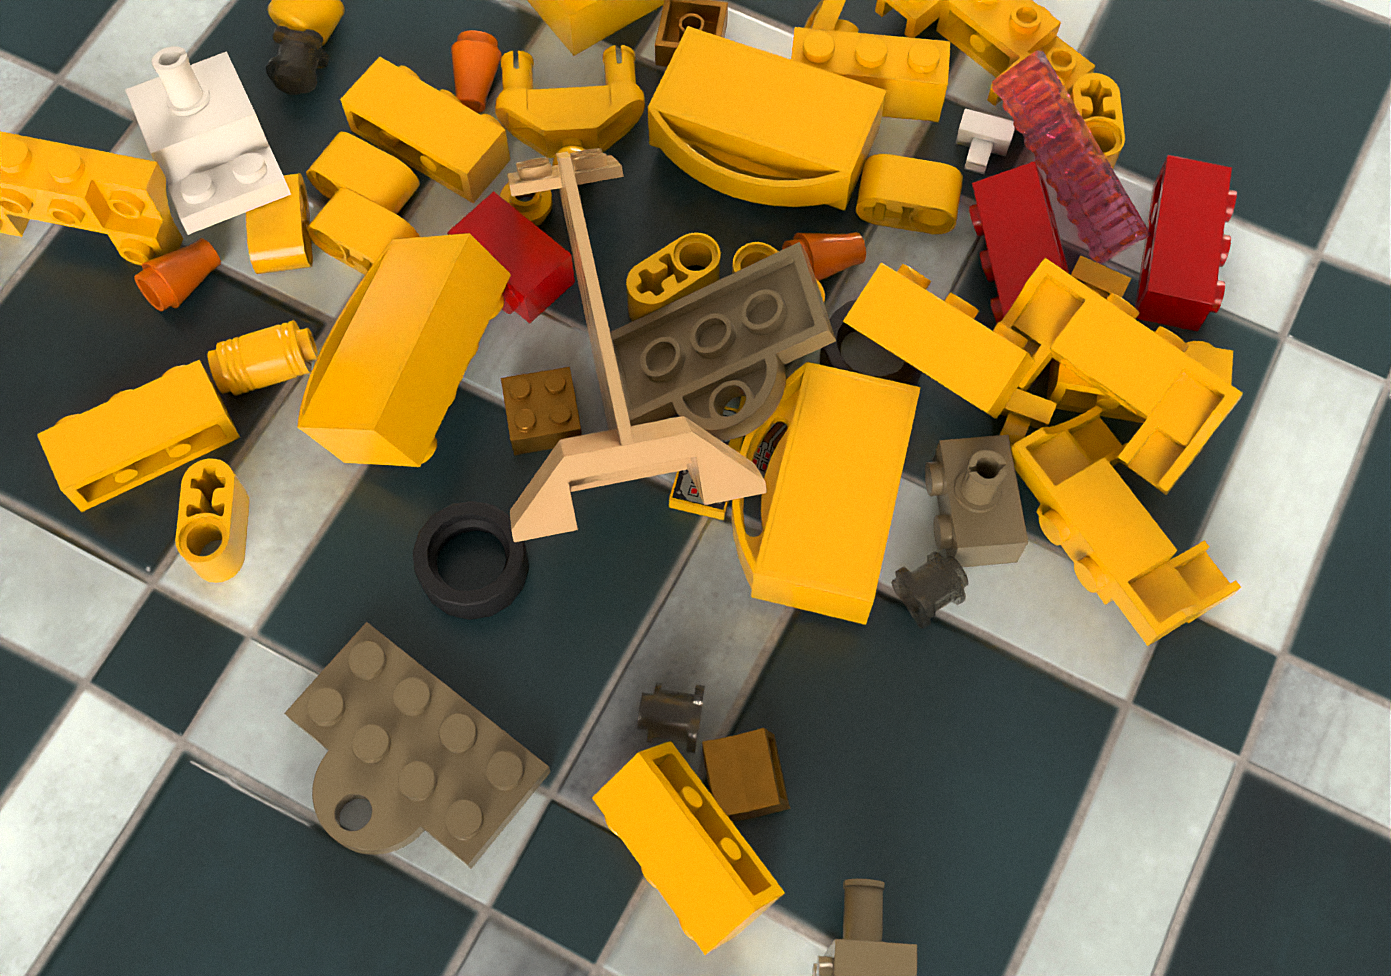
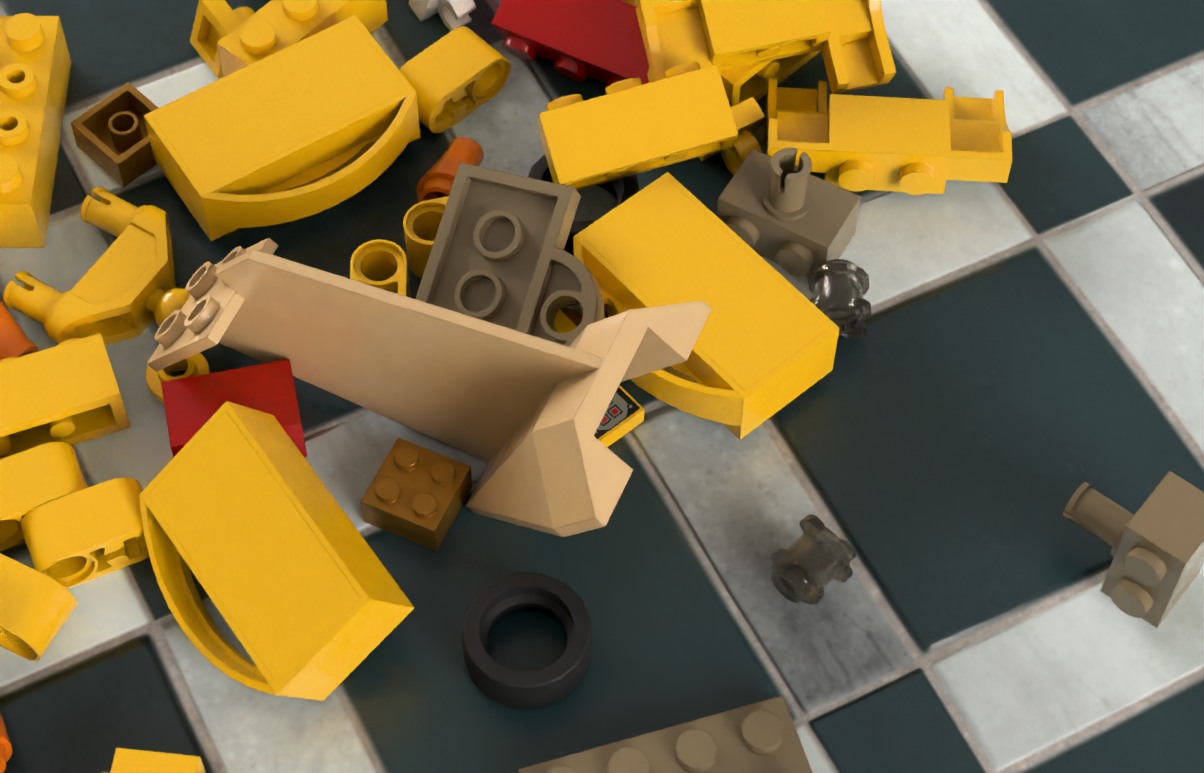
camera: 55 degrees left, 10 degrees down
(262, 358) = (150, 697): yellow head -> none
(687, 846) = (945, 621): yellow brick -> none
(745, 774) = (903, 548): pearl gold piece -> none

